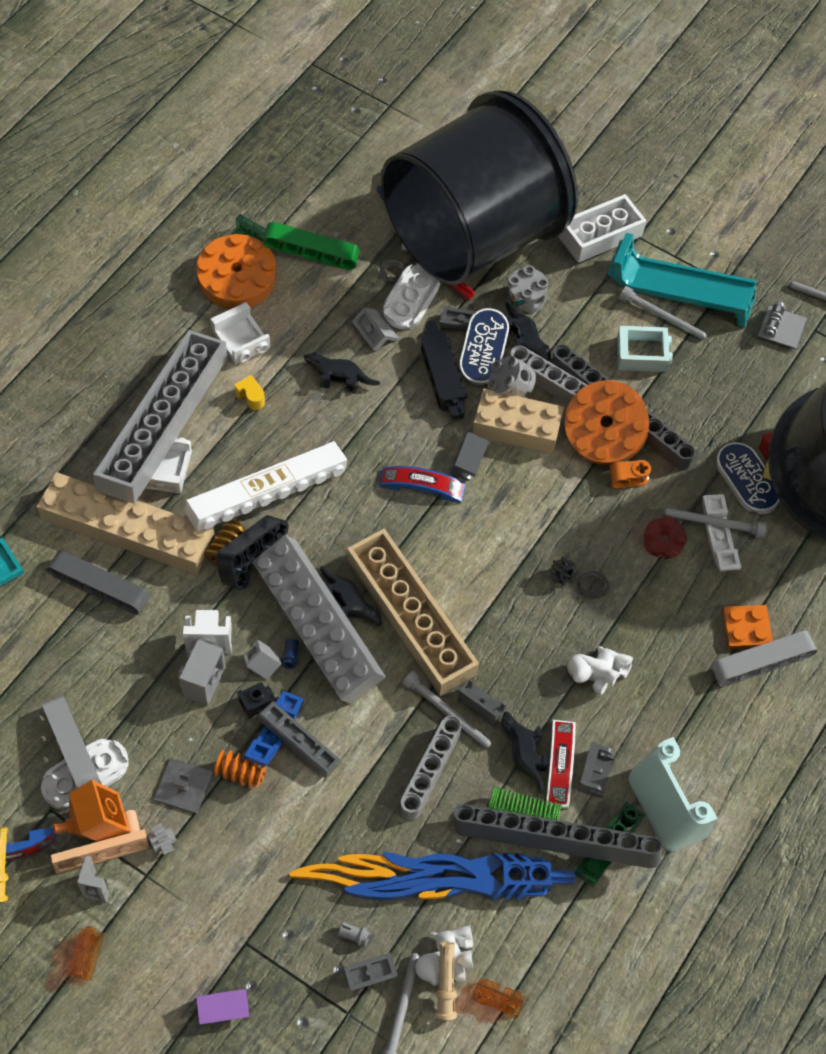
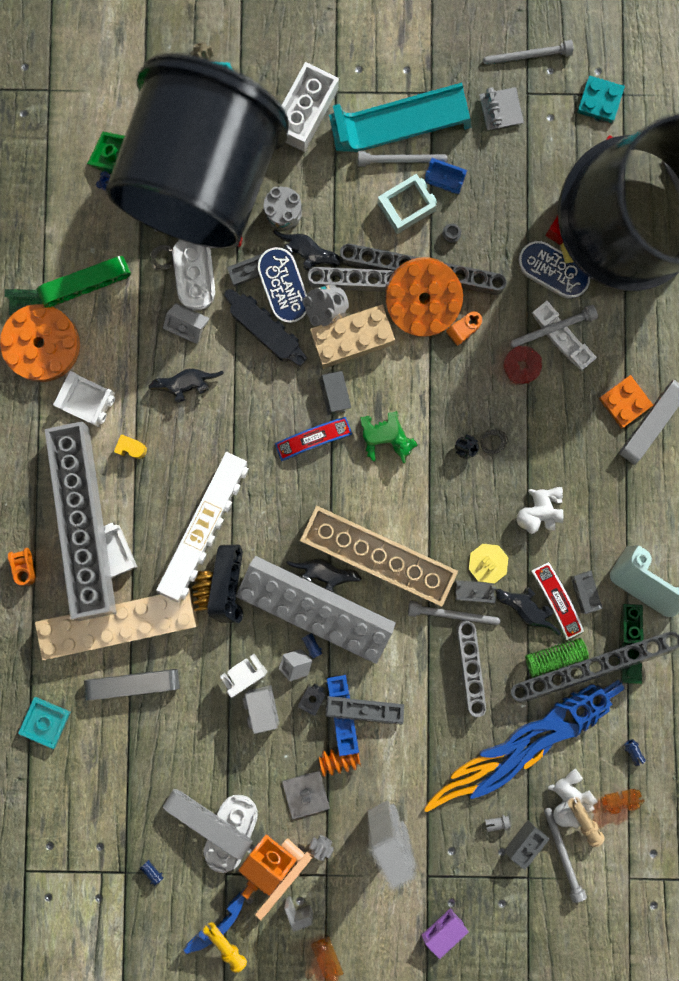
camera: 25 degrees left, 25 degrees up
(81, 427) = (22, 565): none -> orange piece
(238, 829) = (391, 844): none -> light grey brick
(493, 515) = (387, 432): none -> green animal
(514, 688) = (488, 563): none -> light yellow piece
(544, 954) = (634, 751): none -> dark blue pin
(669, 394) = (451, 233): none -> dark grey plate
(694, 347) = (445, 176): none -> blue hinge

